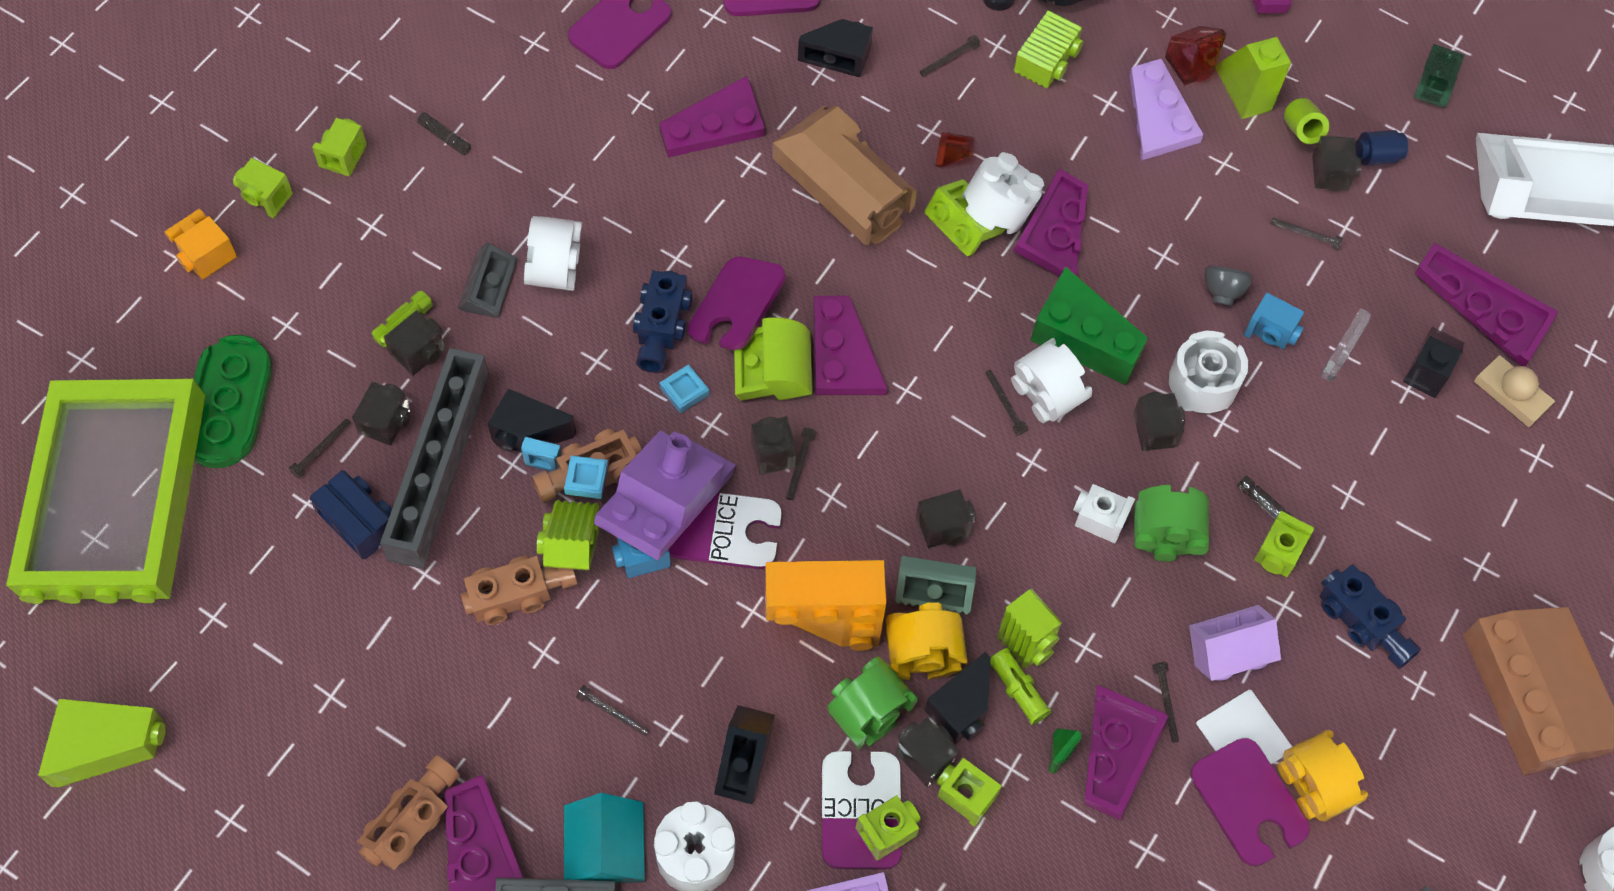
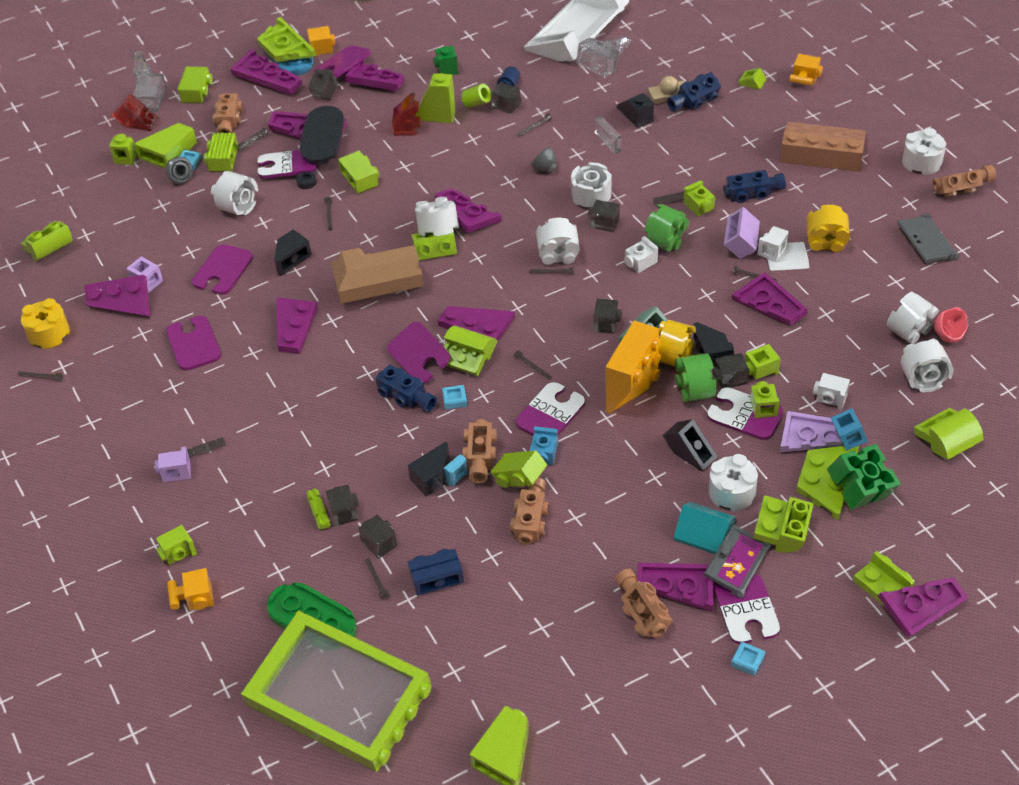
camera: 55 degrees left, 15 degrees down
(340, 147) = (177, 497): lime brick -> none
(392, 115) = (174, 465): none -> lavender brick
(435, 459) = (428, 516): dark grey brick -> none
(487, 281) = (320, 462): dark grey slope -> none
(552, 253) = (332, 416): white brick -> none
(584, 693) = (613, 505): clear smoke piece -> none
(586, 477) = (489, 446): medium azure tile -> none
(663, 492) = (521, 414): medium lavender brick -> none
(773, 445) = (518, 367): clear smoke brick -> none
(953, 148) = (387, 233): clear red slope -> none
(1020, 686) = (719, 323): lime pin -> none
(1029, 629) = (691, 301): lime brick -> none
(1062, 746) = (758, 320): green slope -> none
(1089, 329) = (523, 219): green wedge -> none
(1161, 112) = (428, 147): lavender wing -> none
(1245, 792) = (820, 267): magenta piece -> none
(1247, 702) = (773, 243): none -> white brick
(1275, 322) = (578, 153): dark azure brick -> none
(1359, 43) = (446, 60): none -> green brick
(1438, 76) = (482, 46): clear green slope -> none
(1495, 307) = (619, 79): magenta wing -> none
(1529, 250) = (601, 55): none -> clear brick
(1542, 437) = (705, 88): none -> dark blue brick

